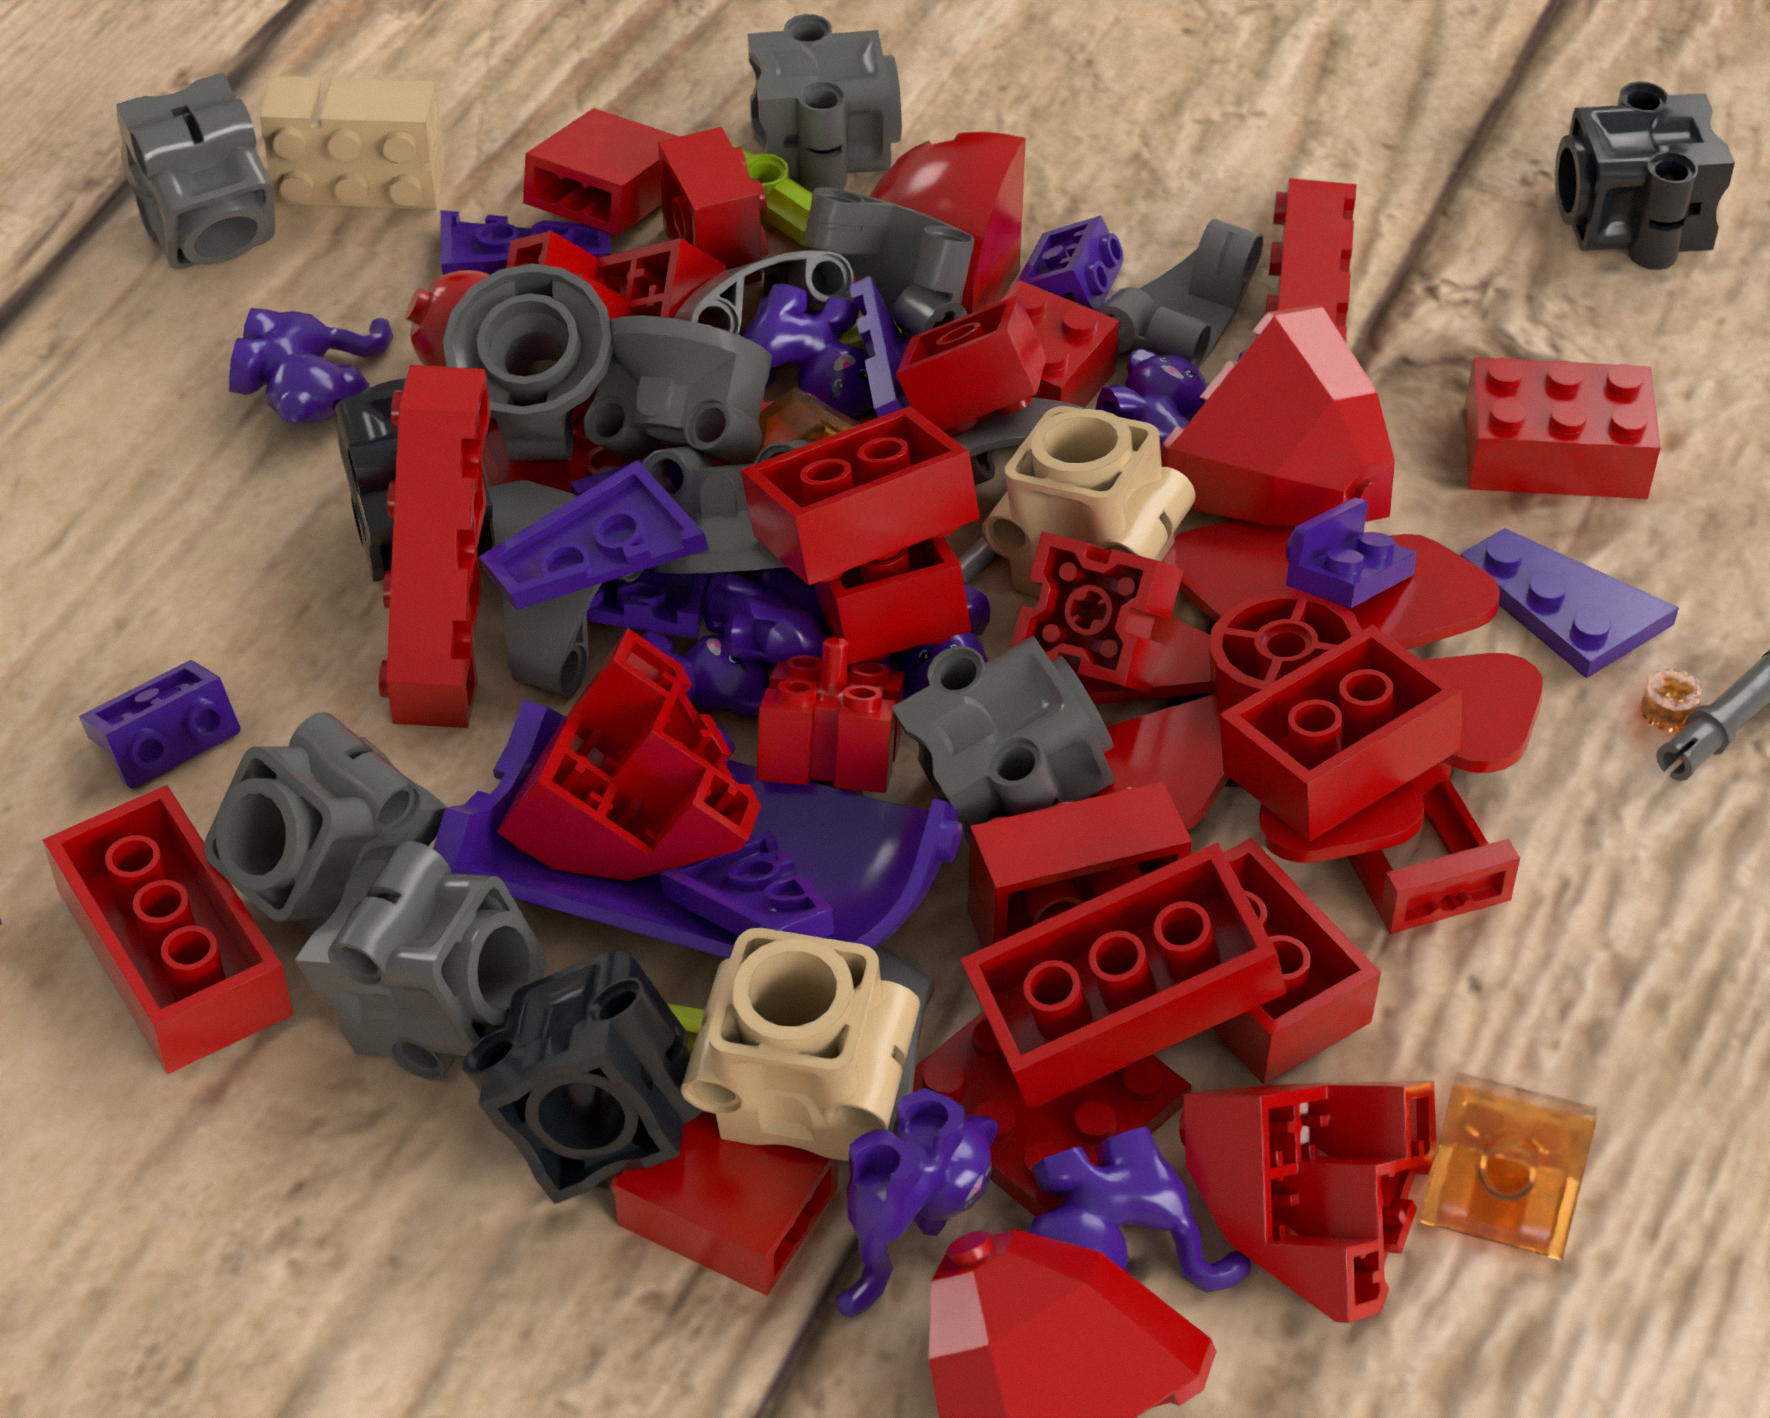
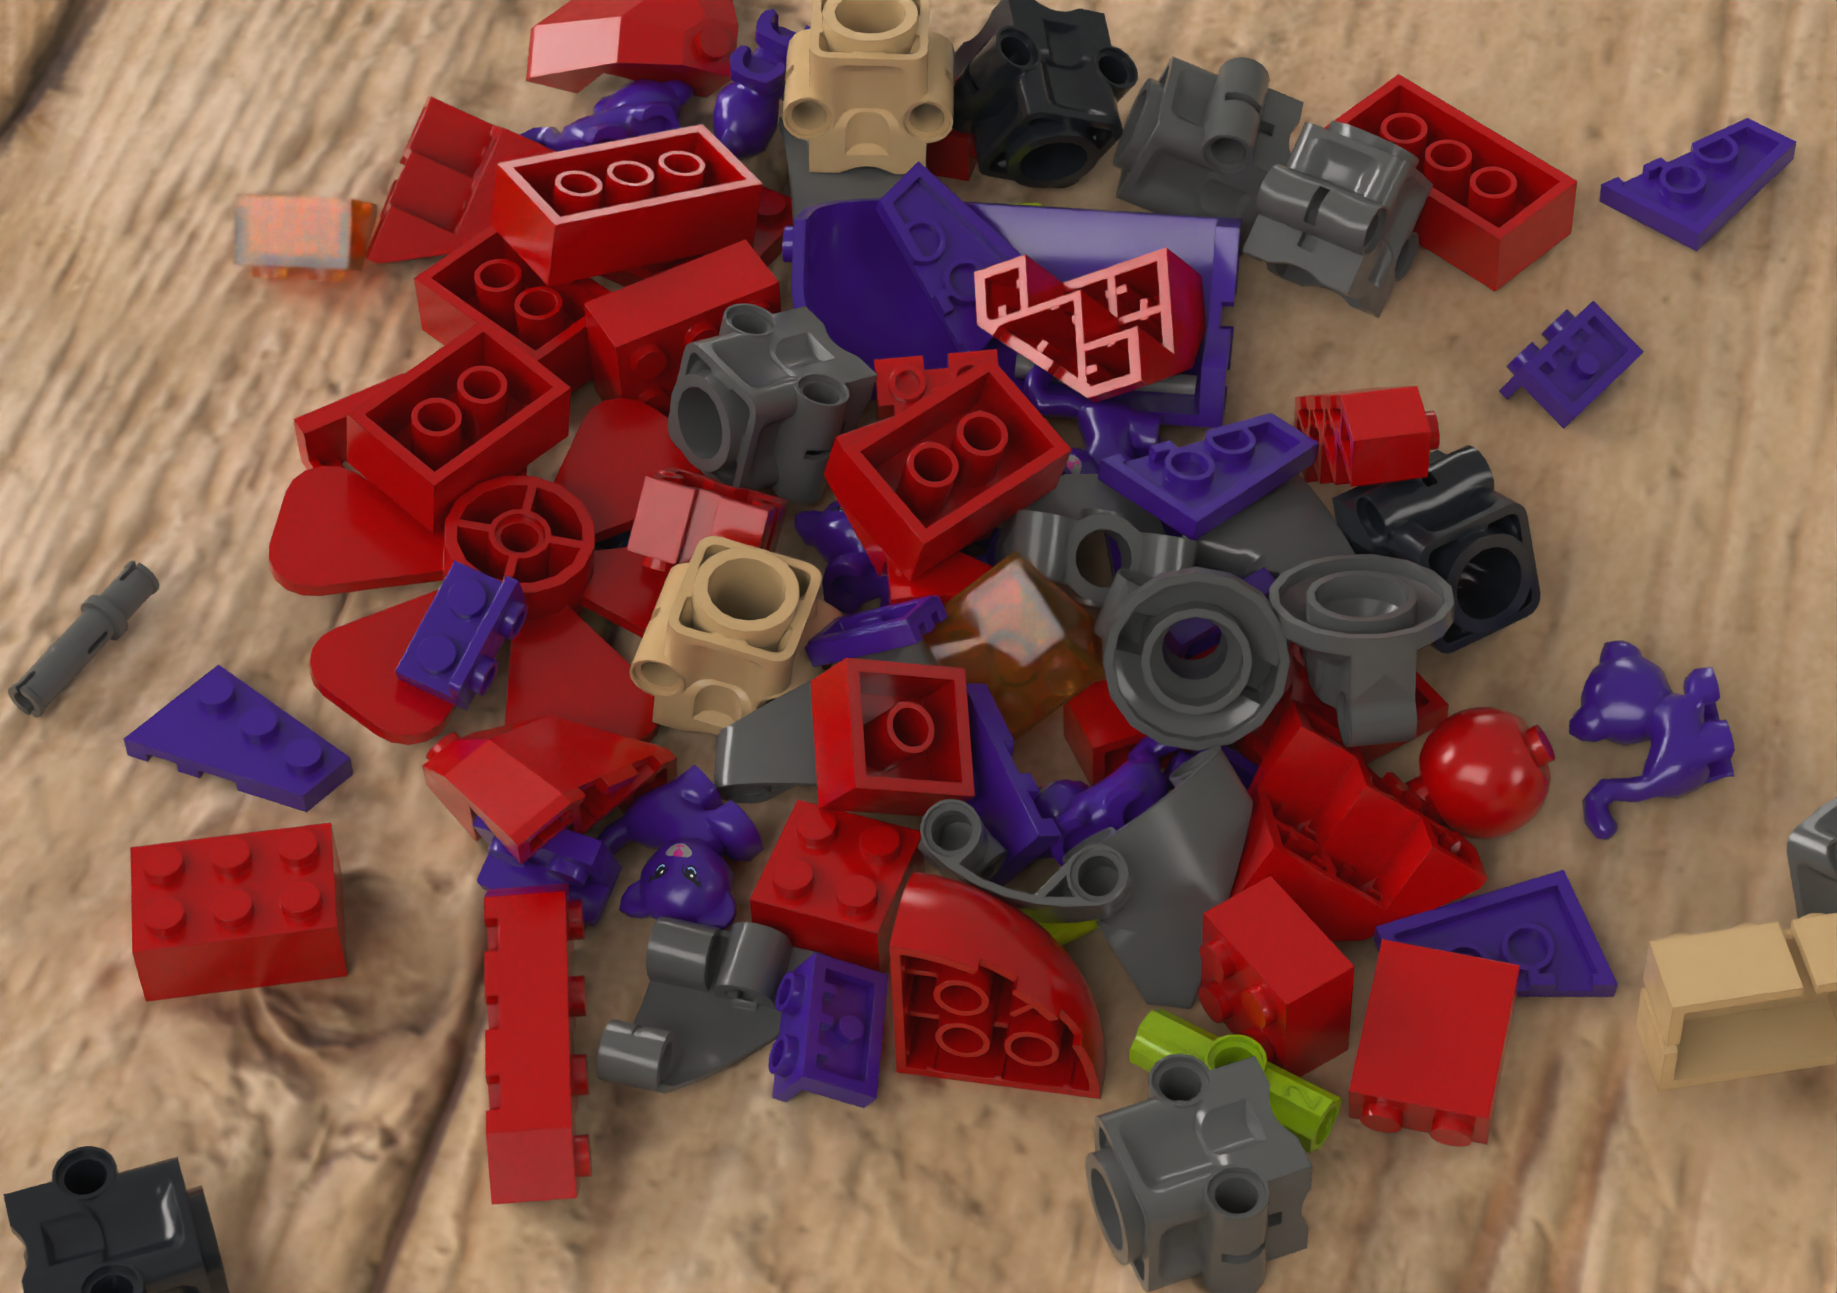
camera: 170 degrees right, 0 degrees up
(979, 430) = (875, 630): none -> dark purple tile
(1663, 709) = (133, 667): clear orange bush -> none

